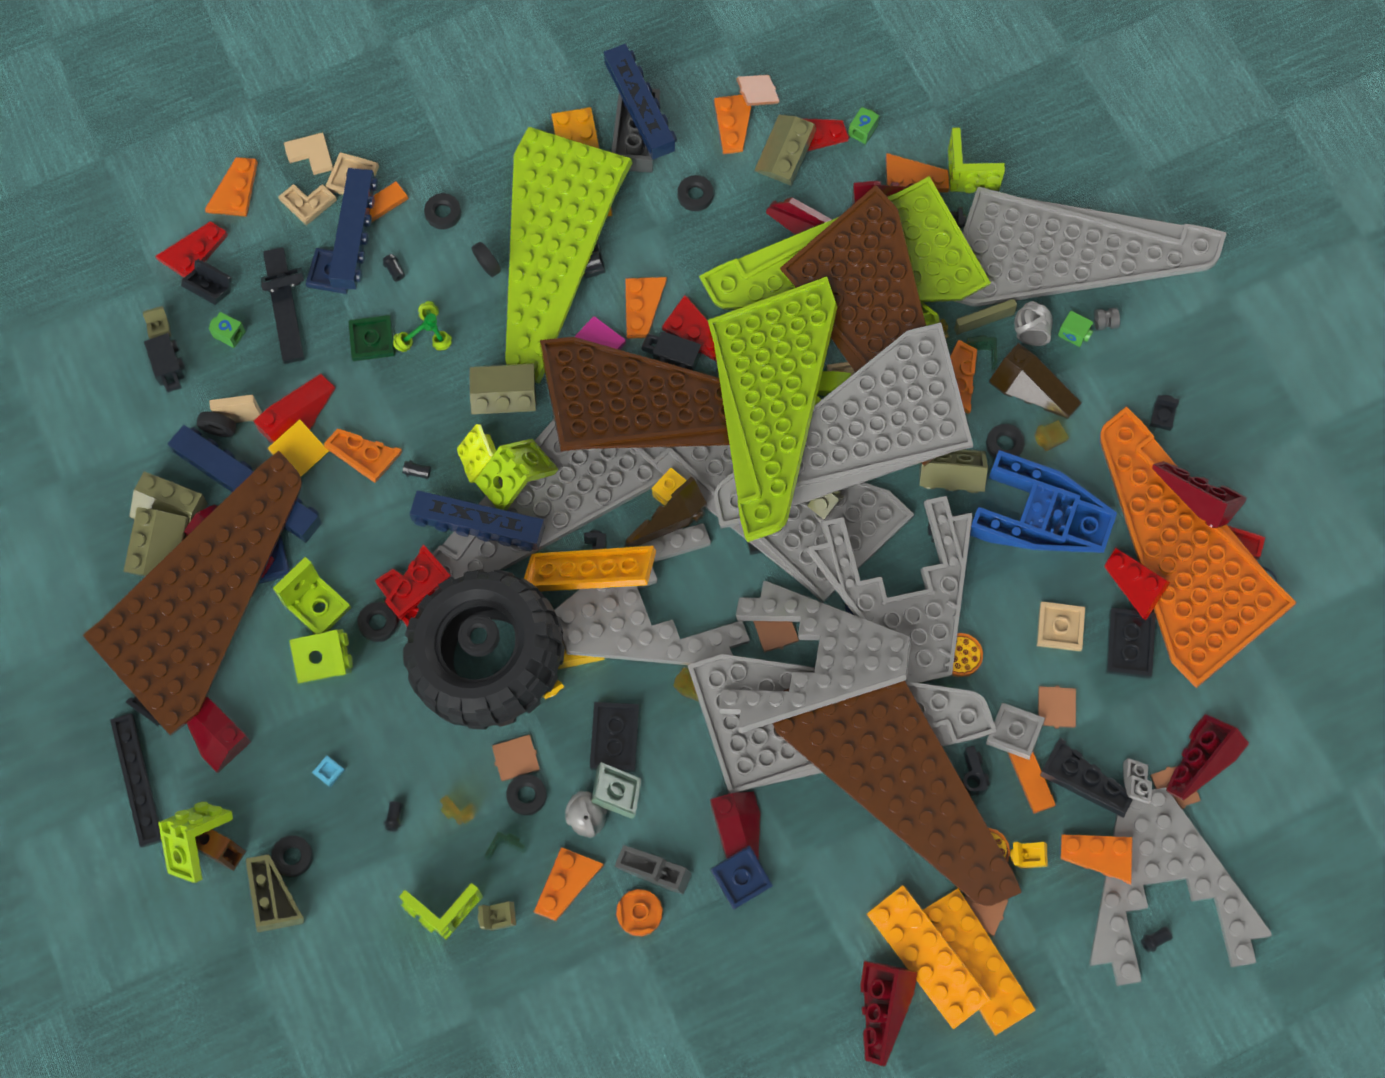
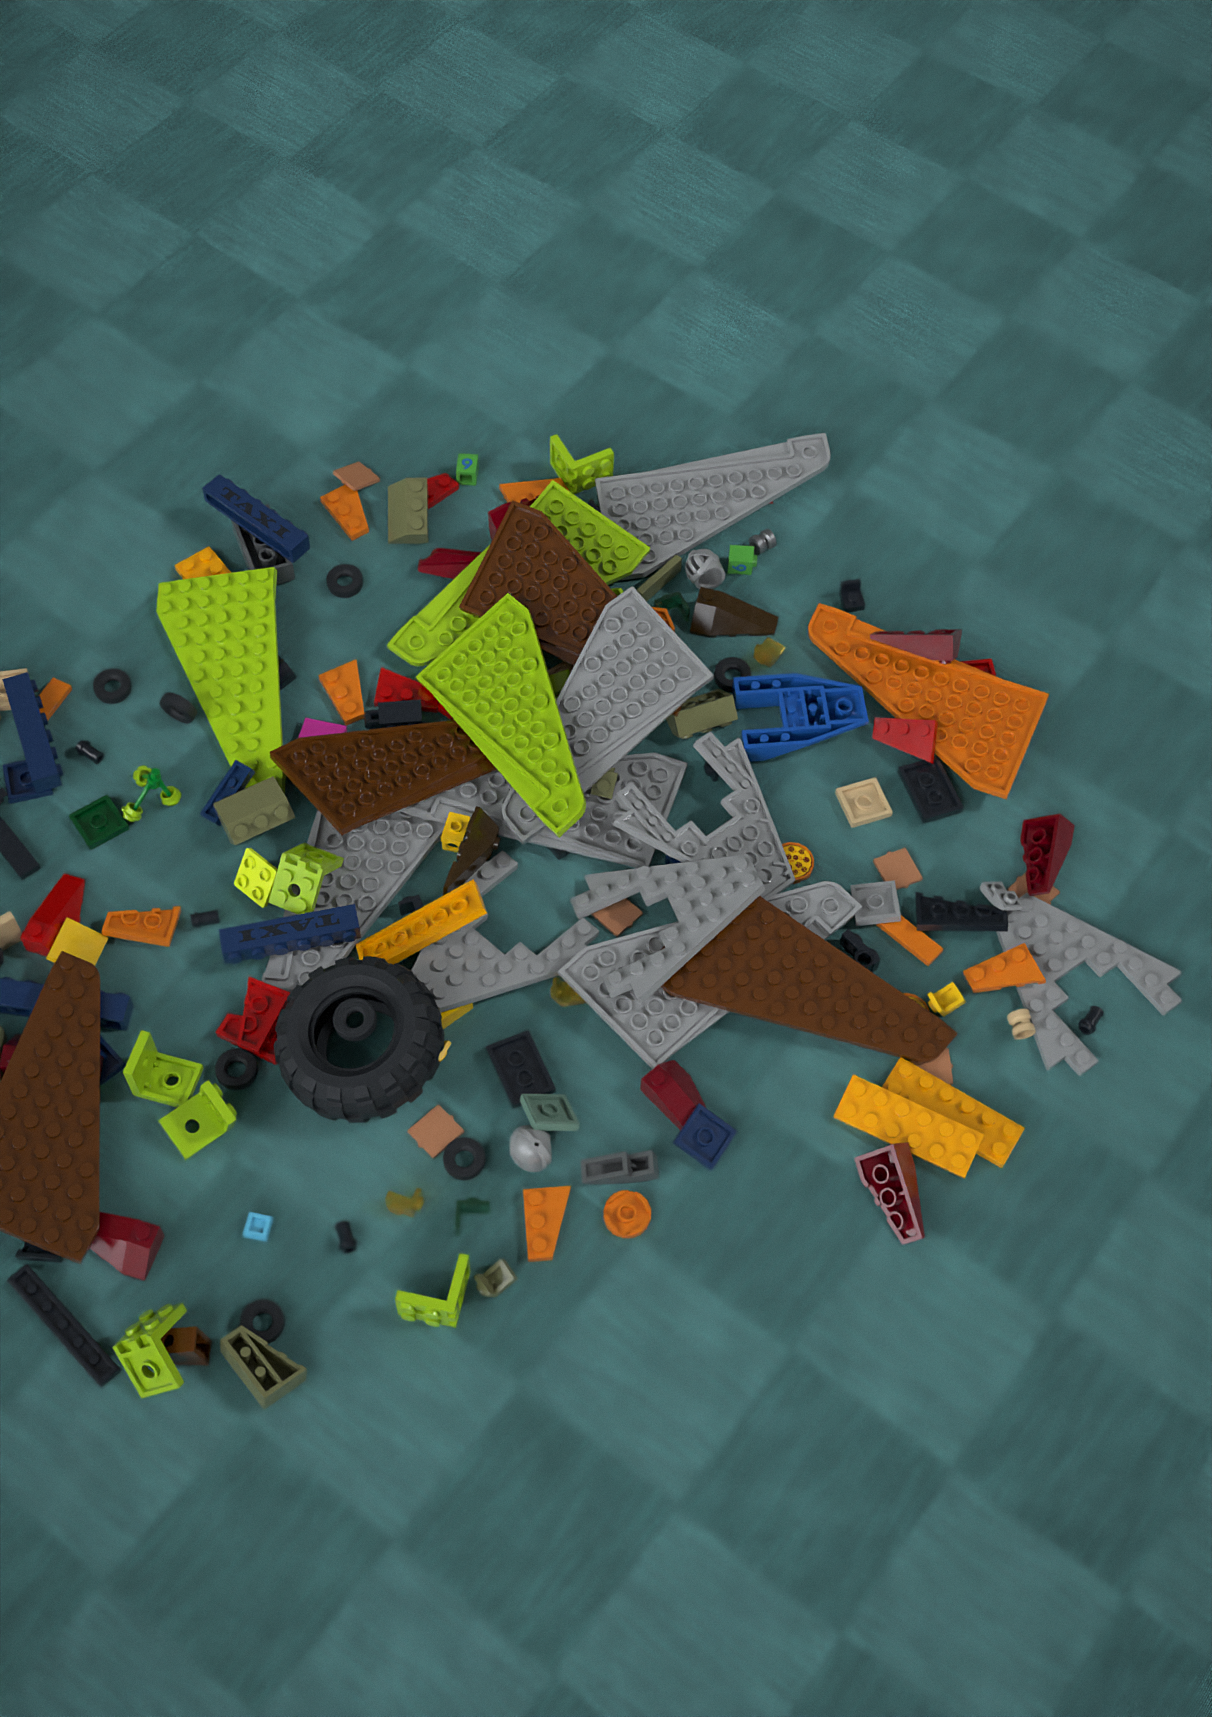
camera: 30 degrees left, 10 degrees down
(497, 354) = (233, 782): none -> dark blue plate
(1087, 911) = (1021, 1024): none -> tan wheel

